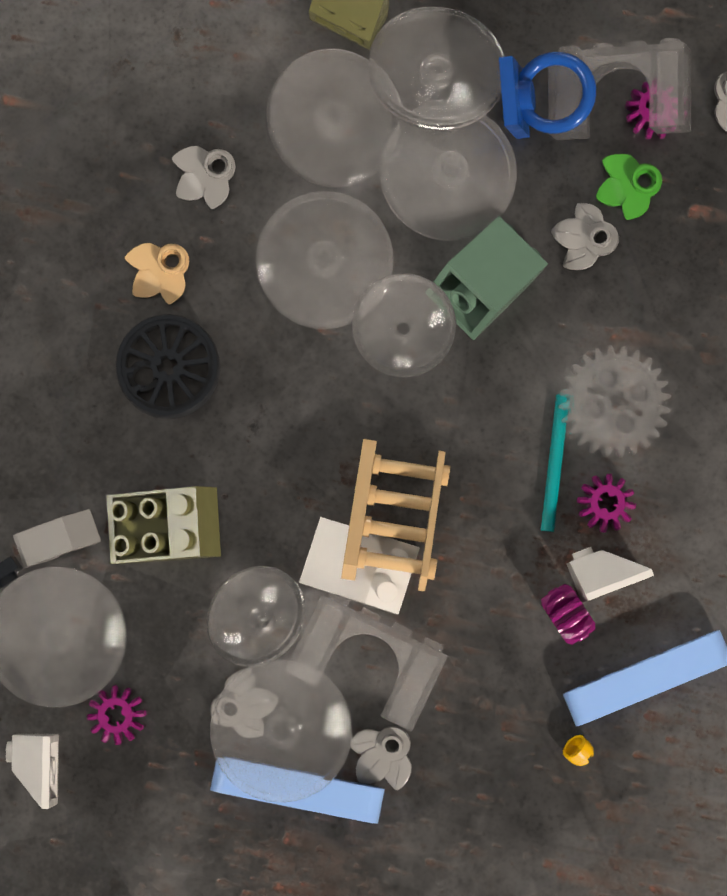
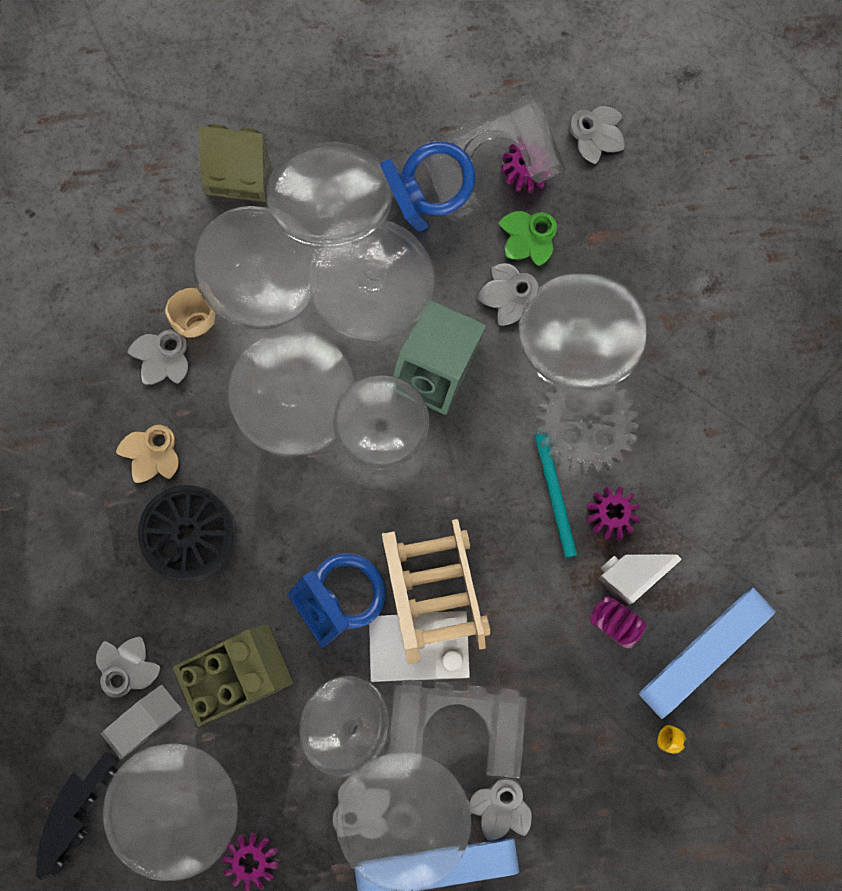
camera: 20 degrees left, 5 degrees down
(63, 474) = (128, 663): none -> light grey plate
(249, 141) = (189, 313): none -> tan hair
(275, 489) = (320, 606): none -> blue tile
(644, 306) = (582, 332): none -> clear dish

